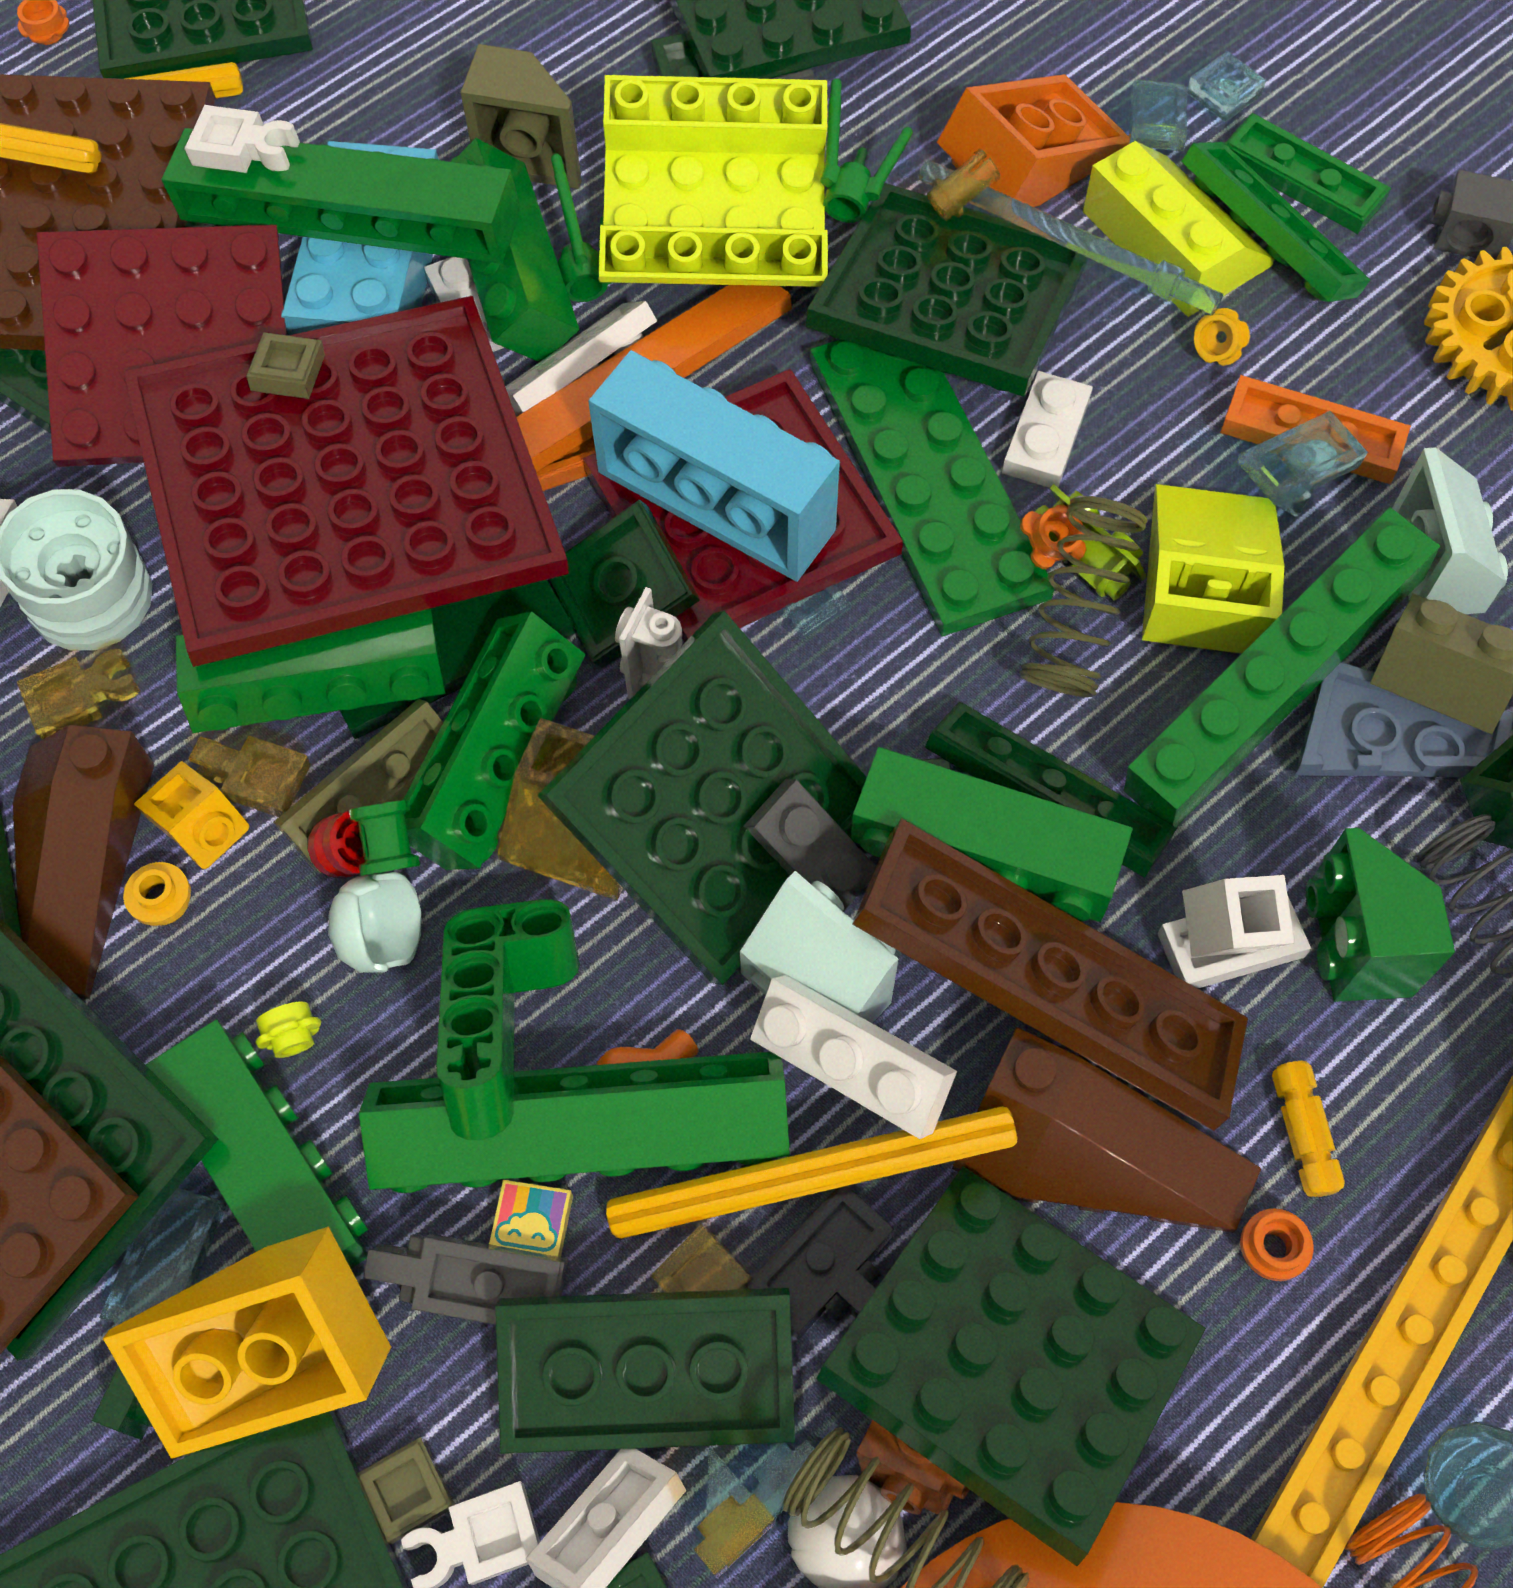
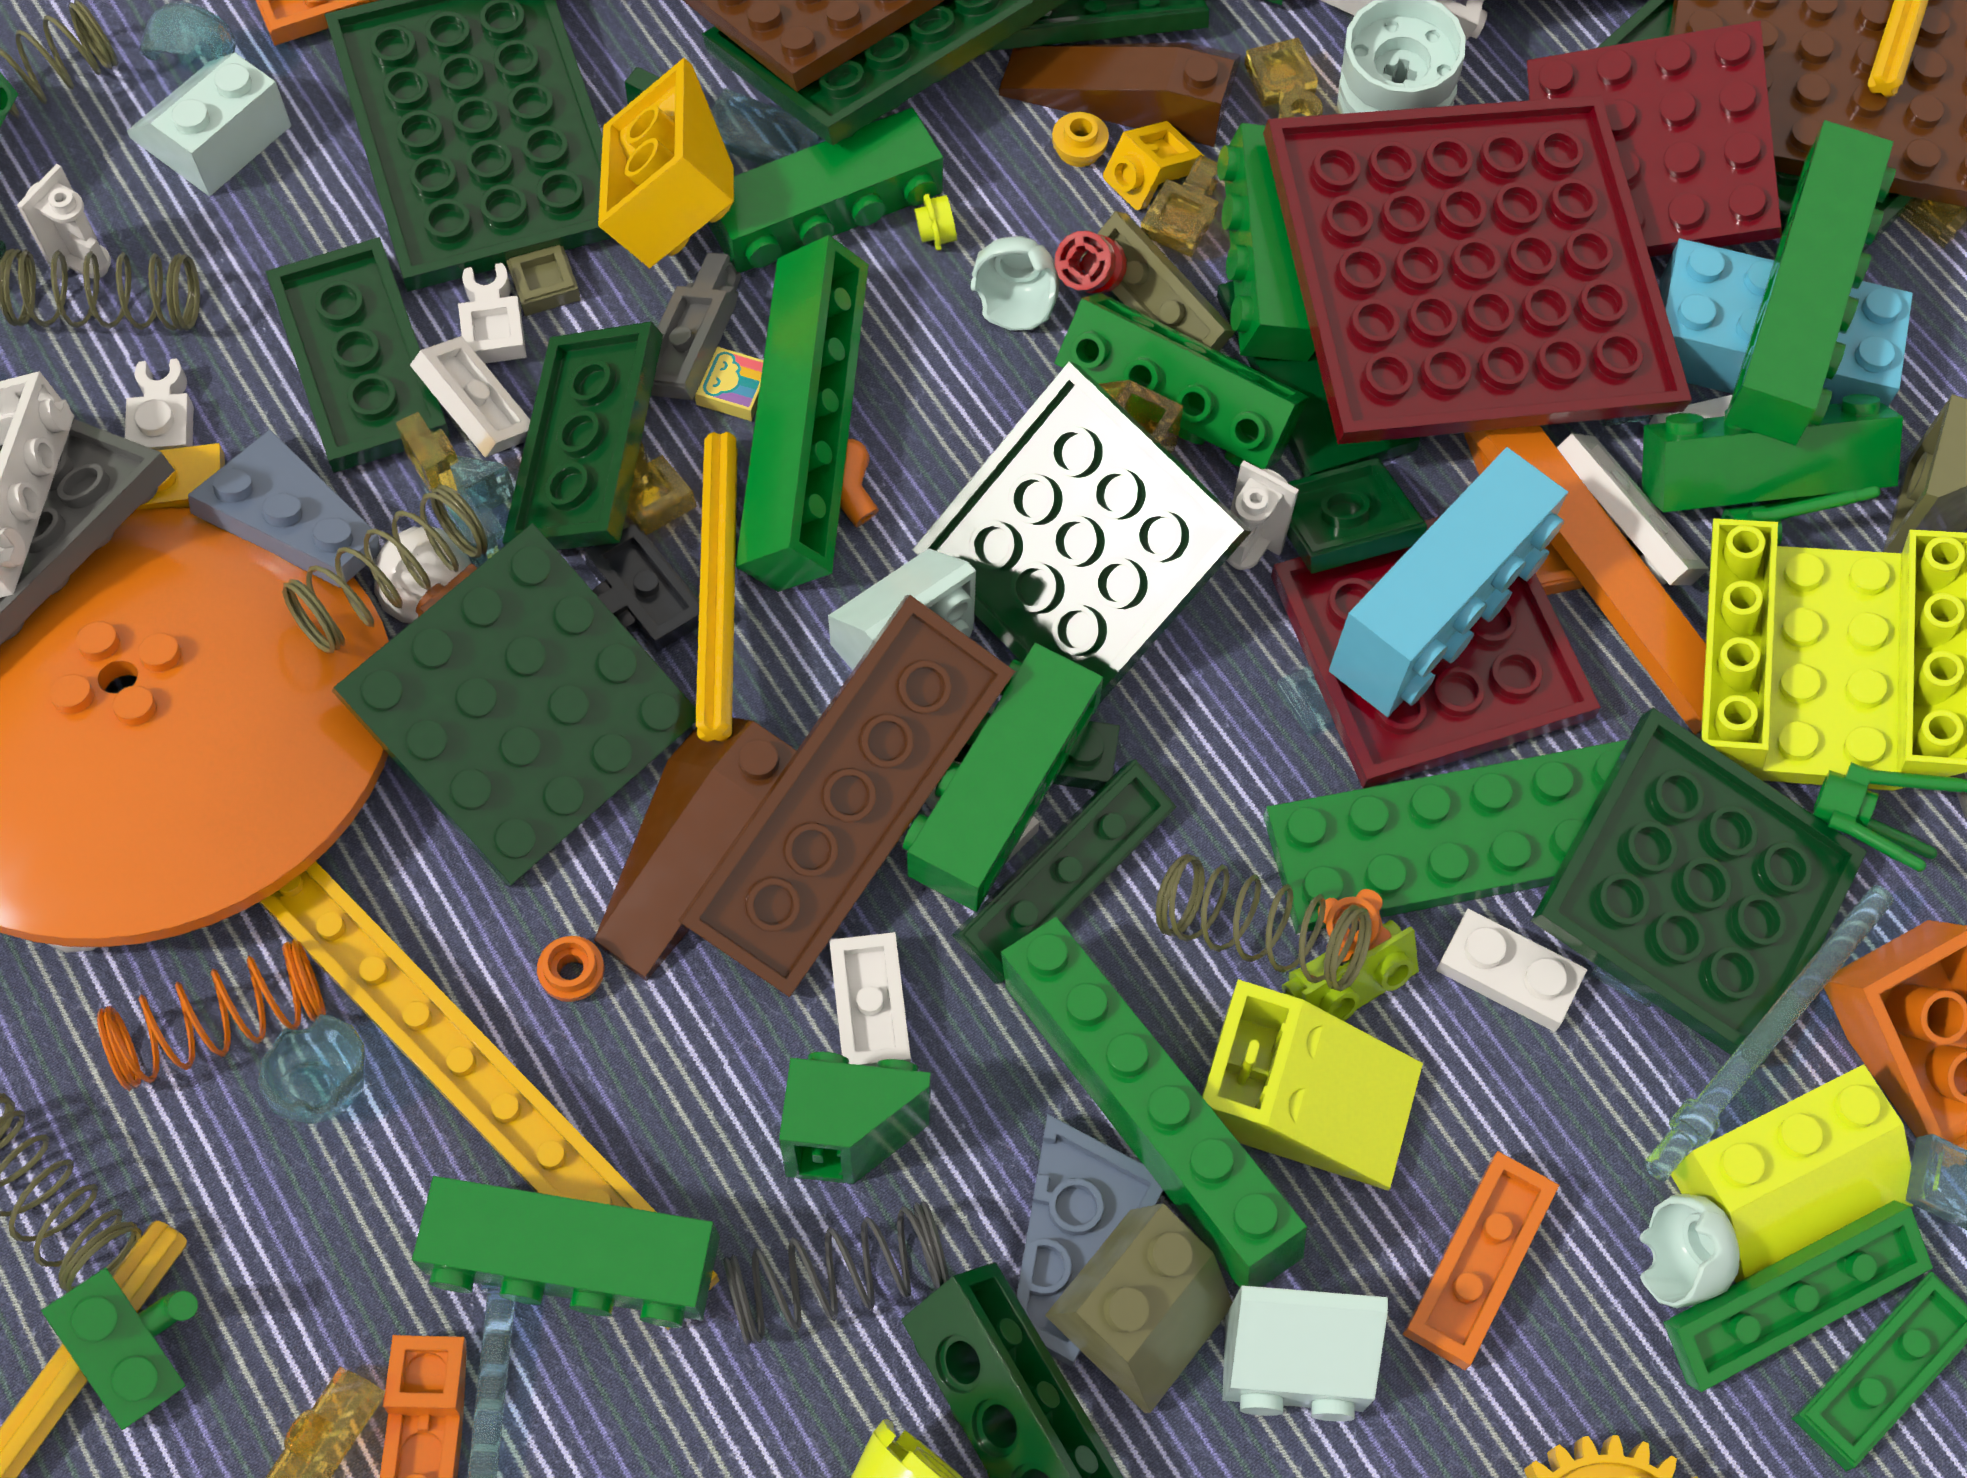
camera: 95 degrees right, 0 degrees up
(235, 137) = (1858, 171): white plate -> none
(286, 365) = (1596, 221): olive tile -> none
(384, 837) = (1075, 270): green bush -> none
(484, 962) = (911, 335): green beam -> none
(810, 842) = (1038, 612): dark grey plate -> none
(853, 1056) = (801, 608): white plate -> none
(963, 185) = (1829, 903): clear yellow pin -> none
(1206, 337) = (1621, 1183): yellow plate -> none
(1238, 916) = (870, 969): white brick -> none
(1273, 284) = (1691, 1251): none -> light aqua hair
(1302, 460) = (1419, 1202): clear light blue slope -> none
(1308, 1129) = (671, 1026): yellow axle -> none

